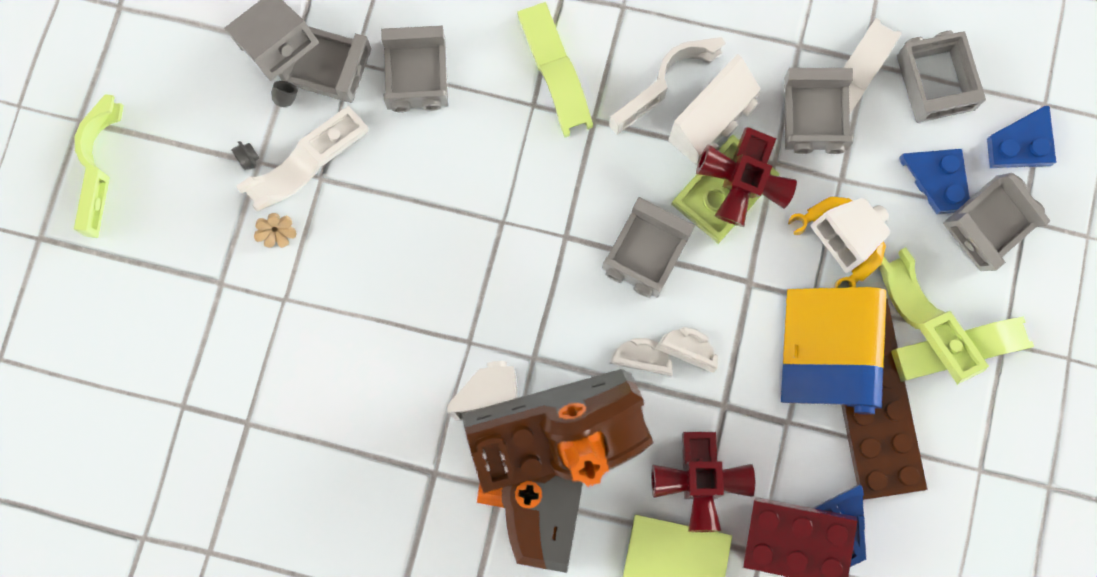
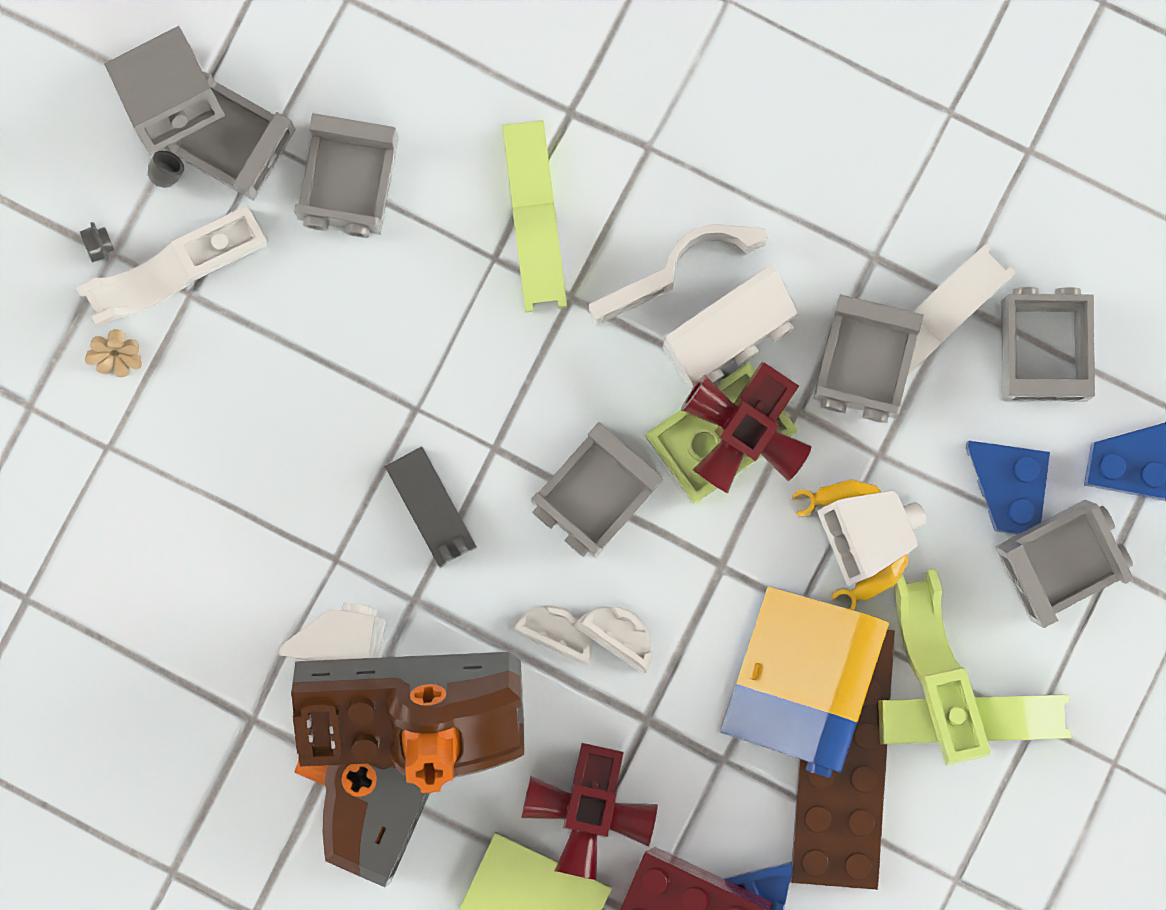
camera: 15 degrees right, 5 degrees up
(530, 287) = (430, 506): none -> dark grey hinge

